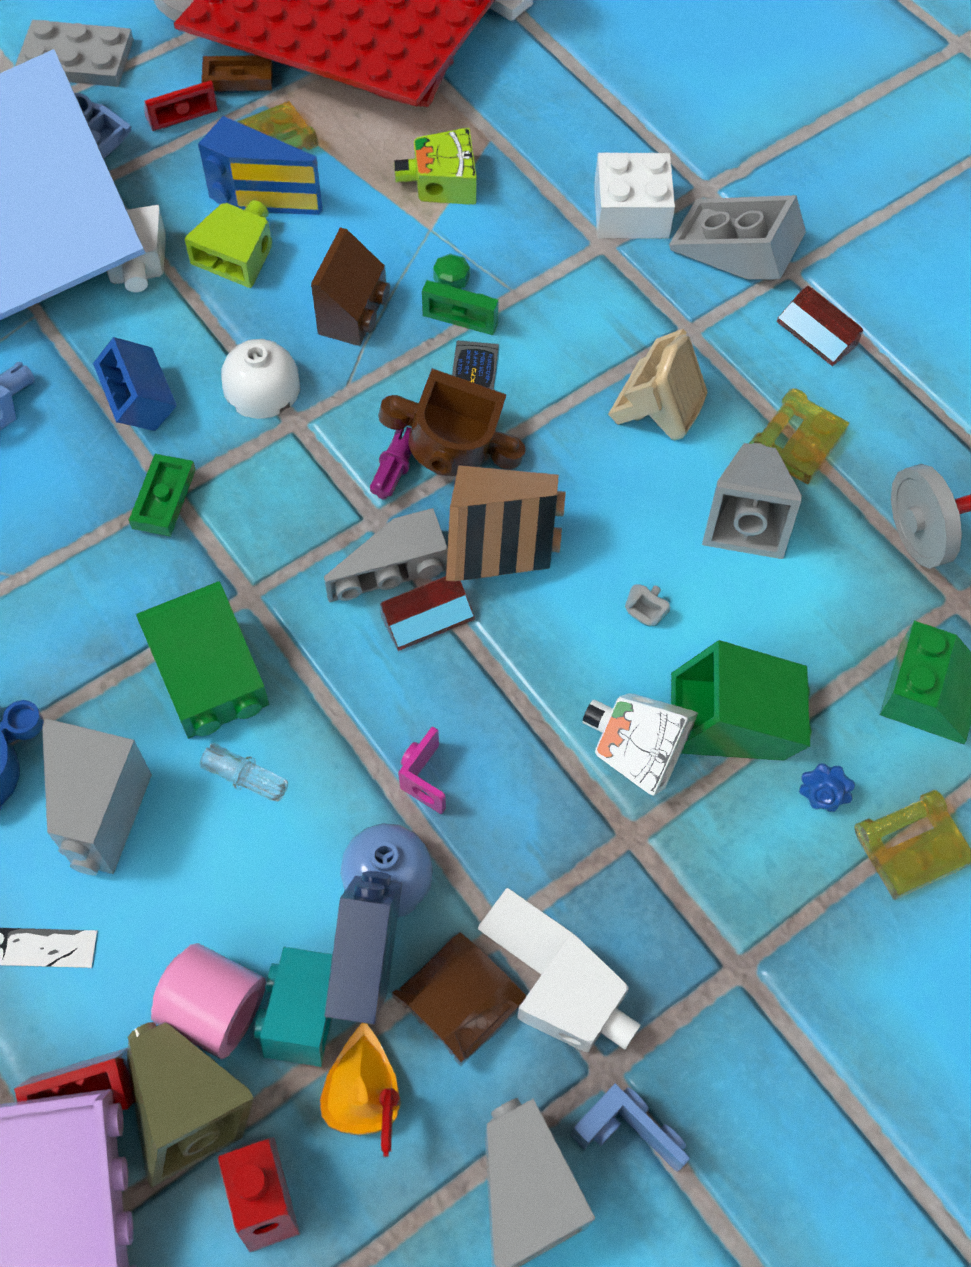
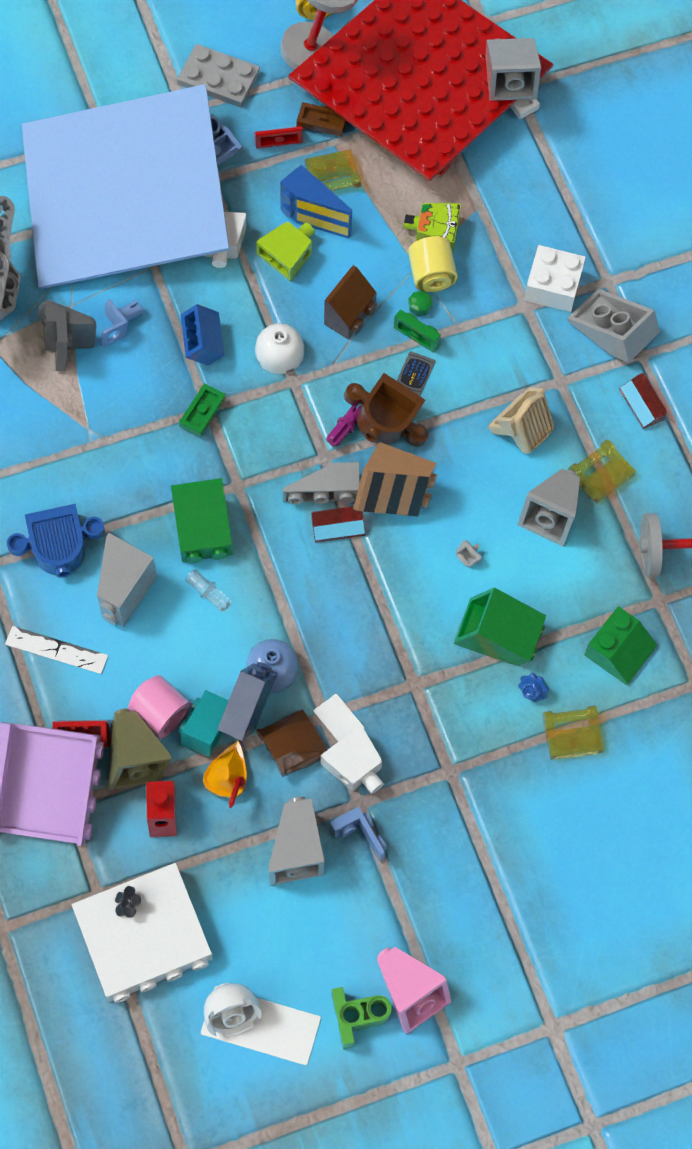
camera: 15 degrees right, 5 degrees up
(413, 762) = (303, 610): dark pink bracket -> none
(454, 212) = (432, 264): none -> light yellow piece
(641, 737) = (435, 631): white torso -> none

